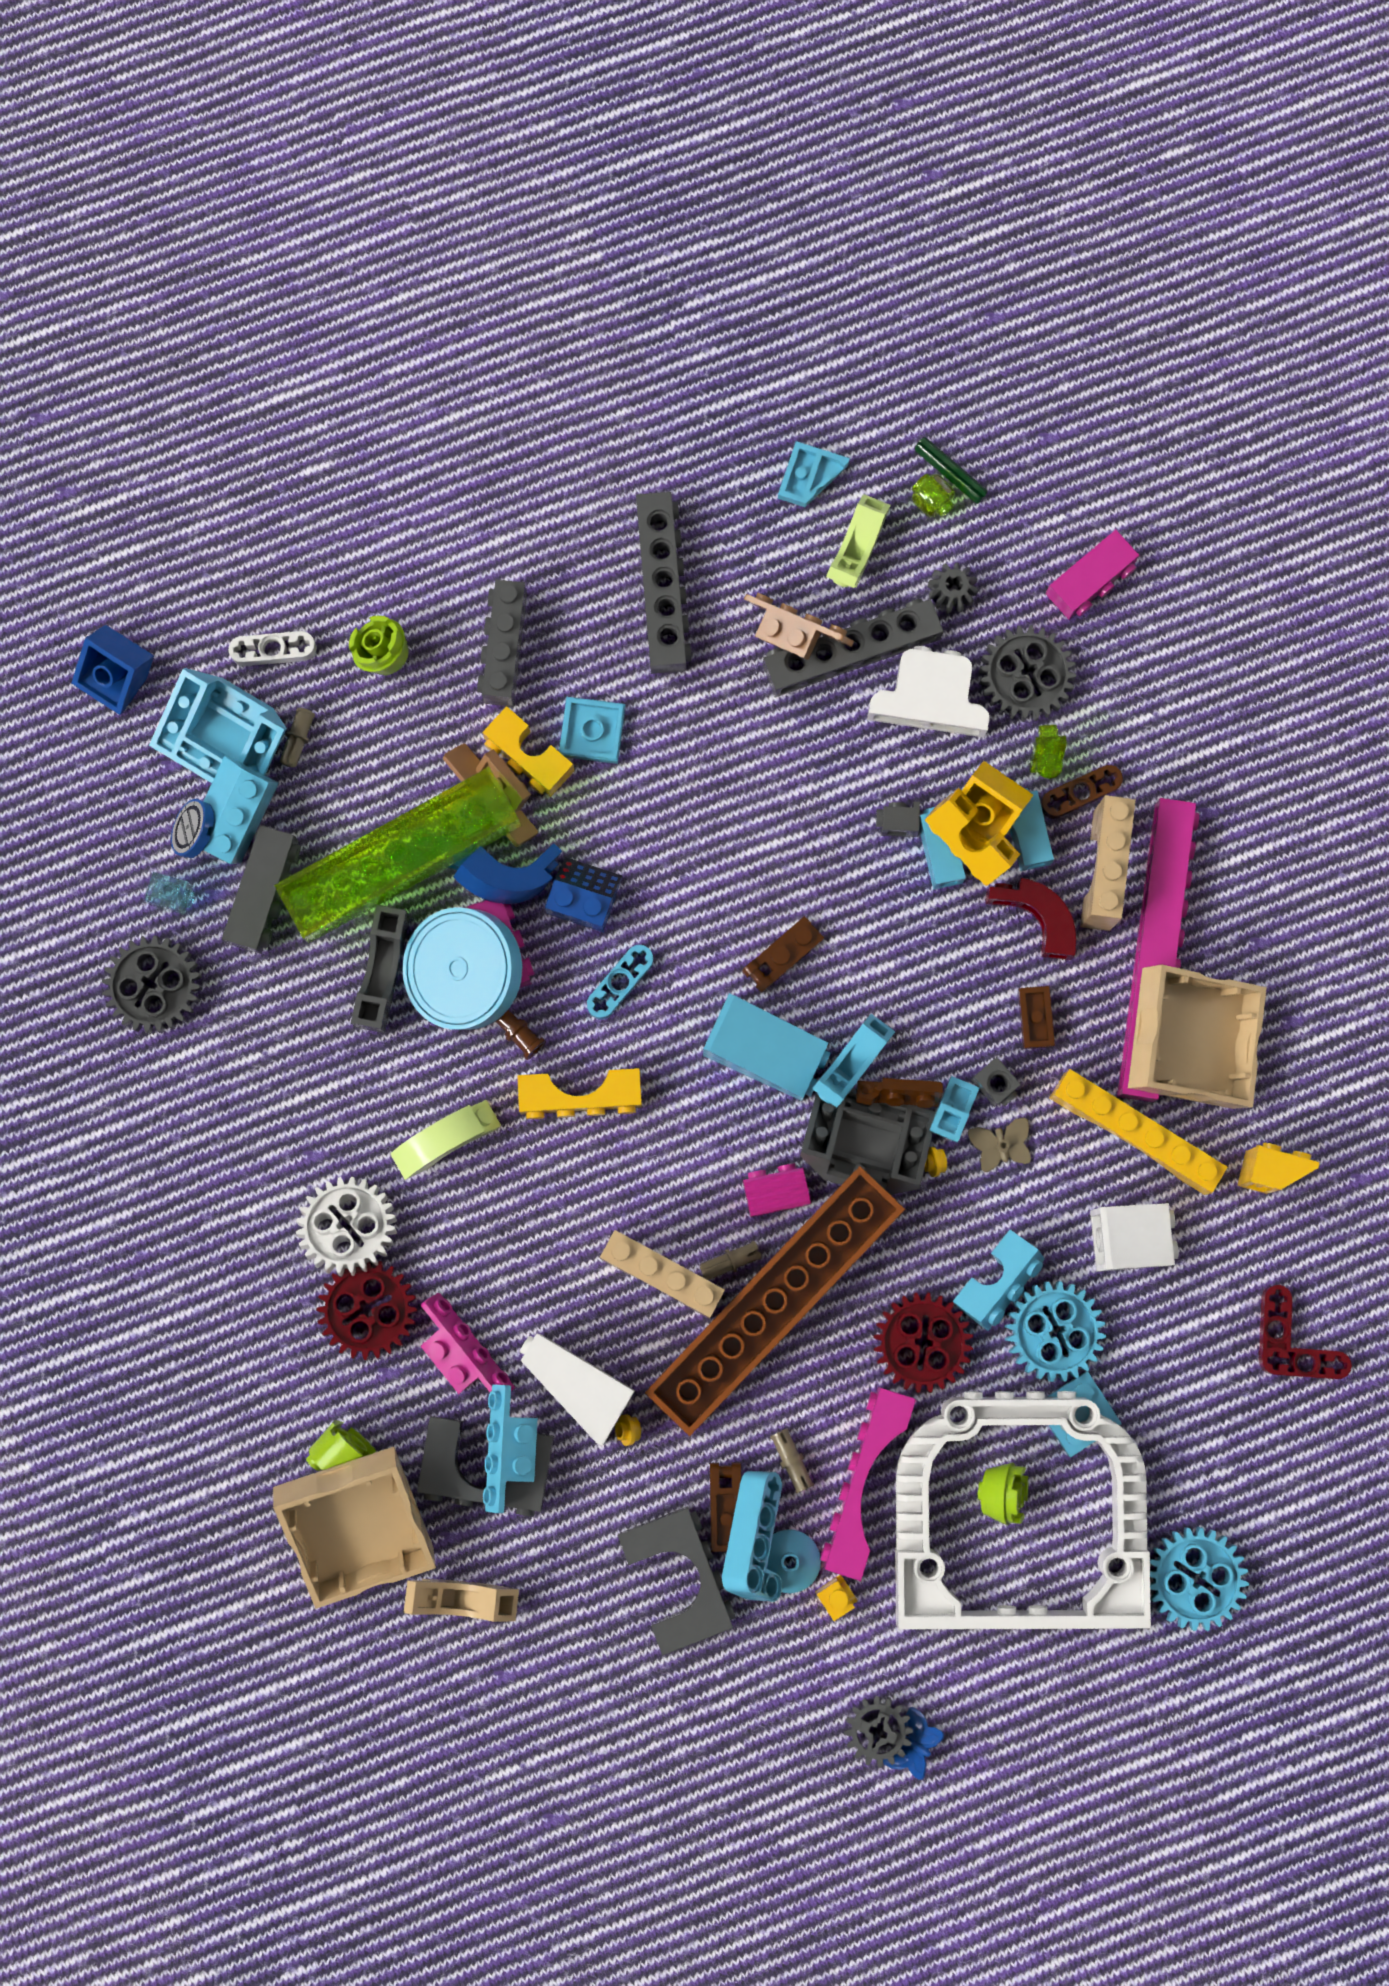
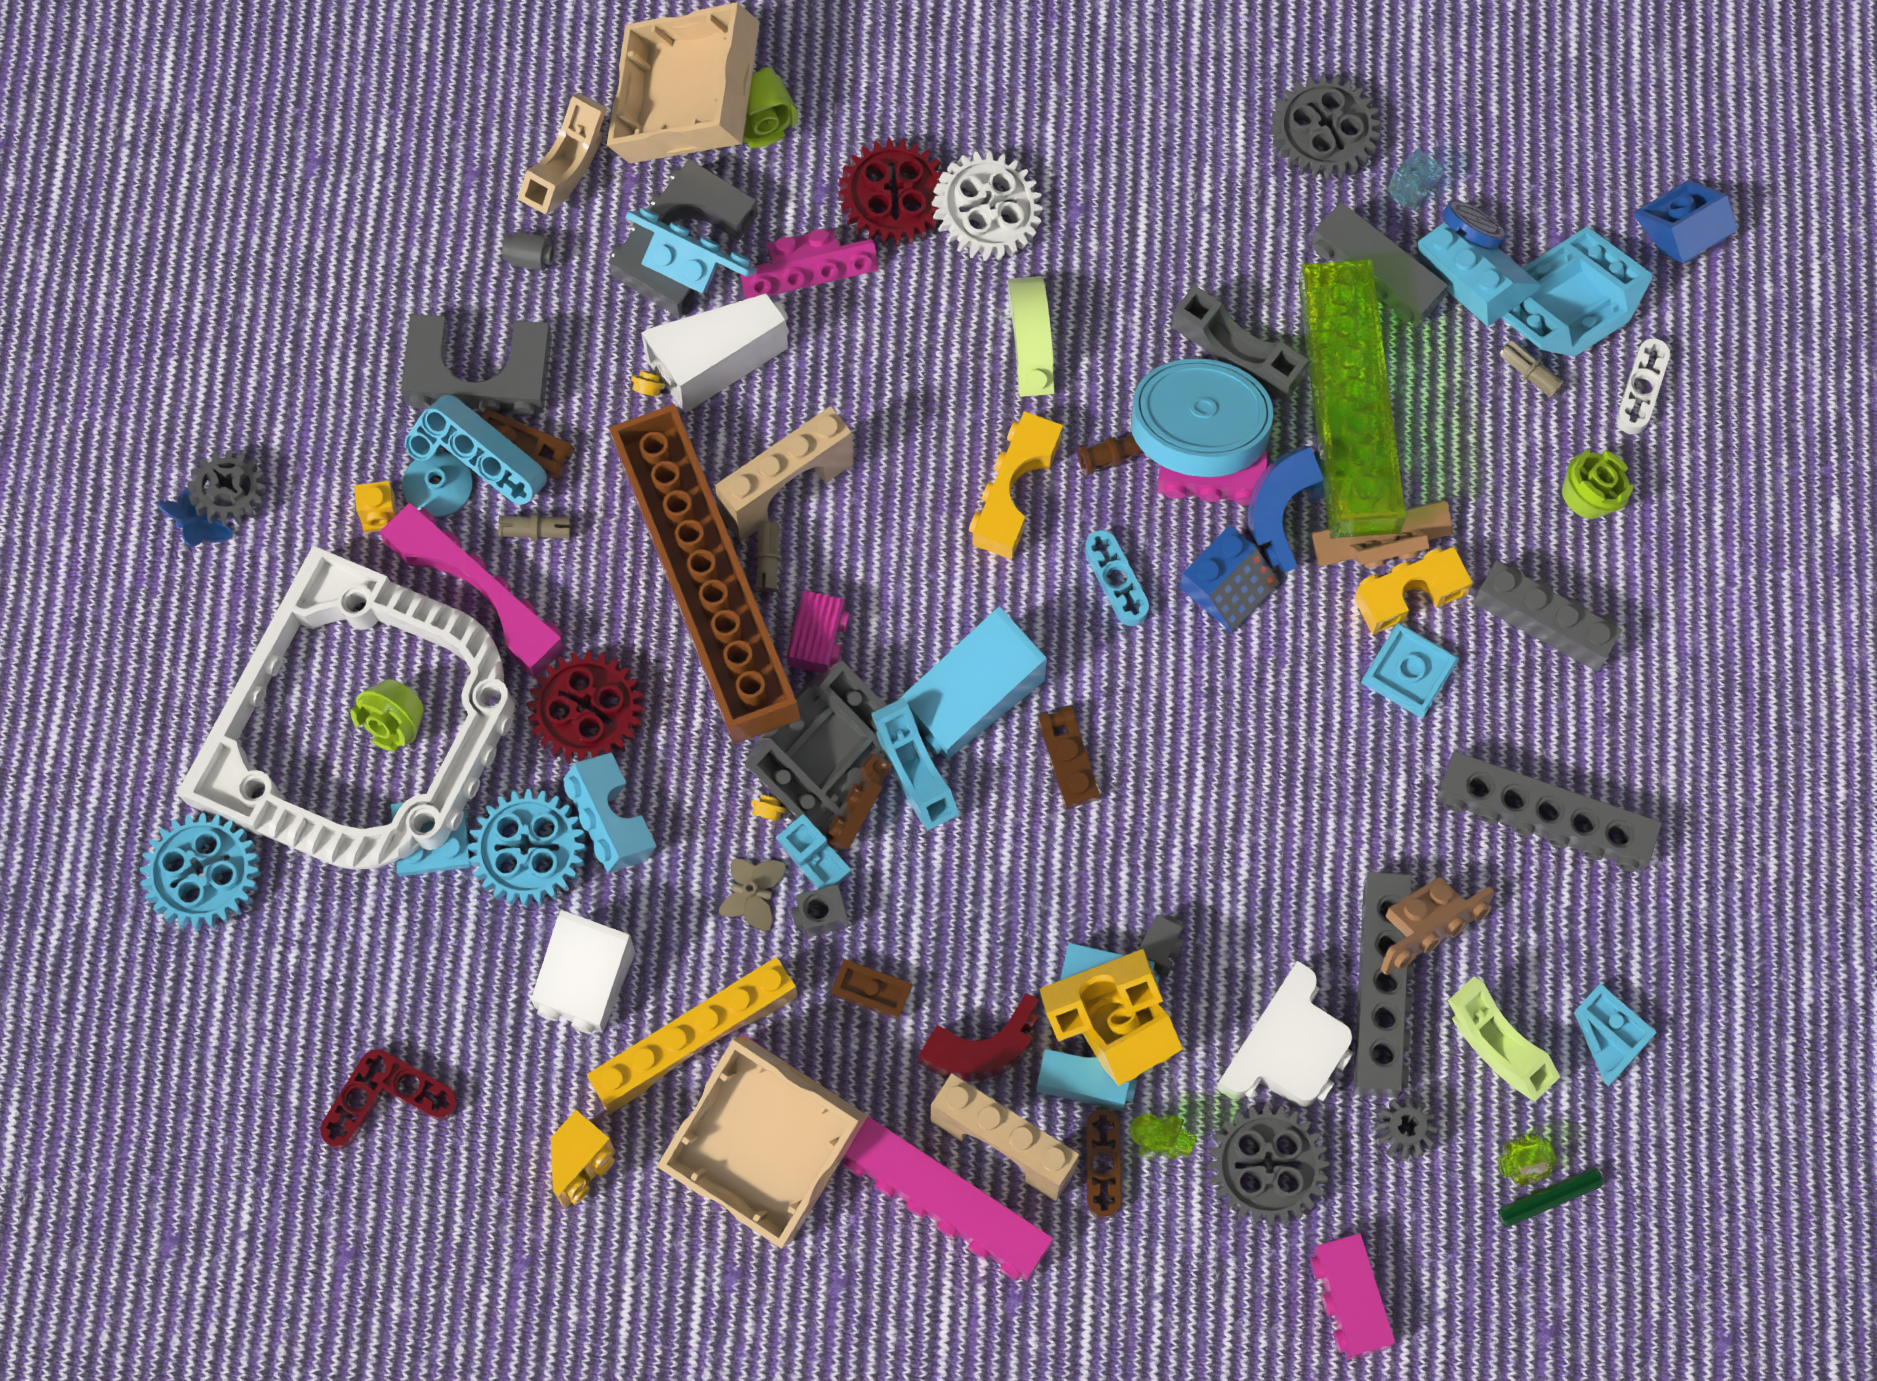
camera: 115 degrees right, 10 degrees down
(555, 1589) = (528, 251): none -> dark grey brick

